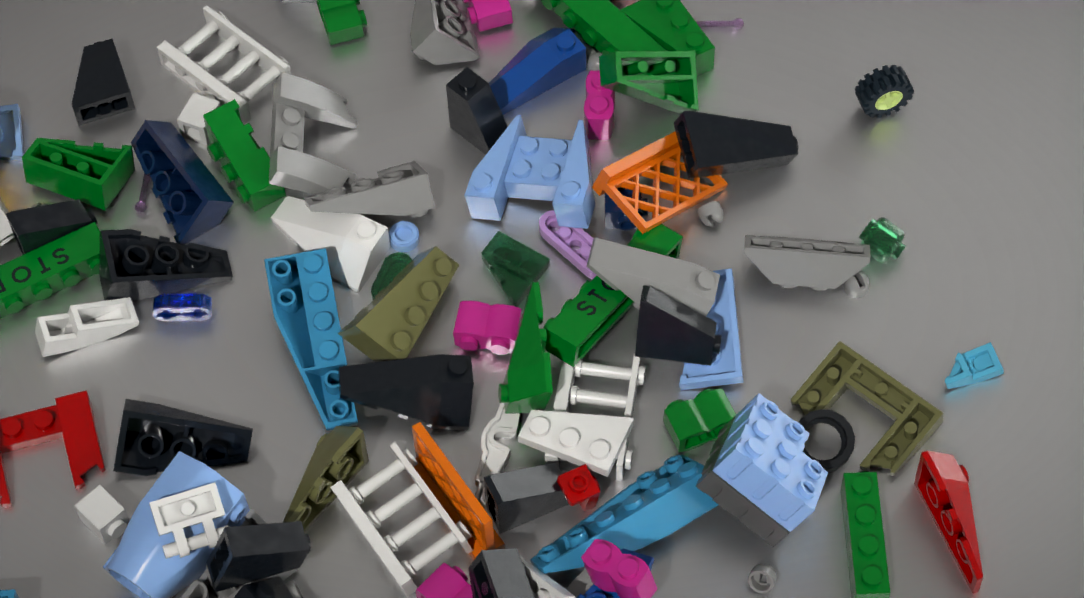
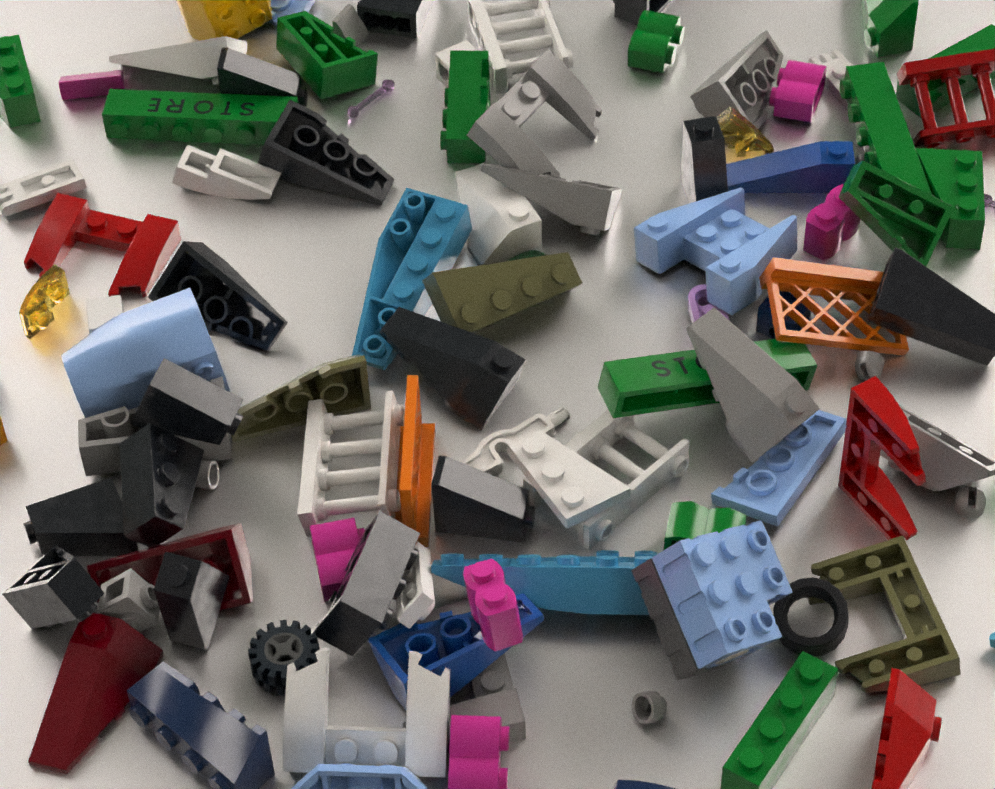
camera: 35 degrees right, 10 degrees down
(29, 525) = (37, 306): none -> clear yellow slope
(76, 129) = (350, 24): none -> light grey slope
(181, 180) = (401, 103): dark blue wedge -> none
(182, 307) = (316, 201): clear blue beam -> none
(187, 510) = (148, 332): white plate -> none
(404, 236) = (560, 241): light blue tile -> none
(473, 59) = (742, 134): none -> clear yellow slope
(486, 326) = (569, 351): dark pink brick -> none
(514, 266) = (638, 316): clear green wing -> none
(528, 374) = (569, 392): green wedge -> none
(580, 487) = (533, 520): red bracket -> none
(674, 331) = (732, 432): black slope -> none
(778, 310) = (872, 425): none -> red wedge

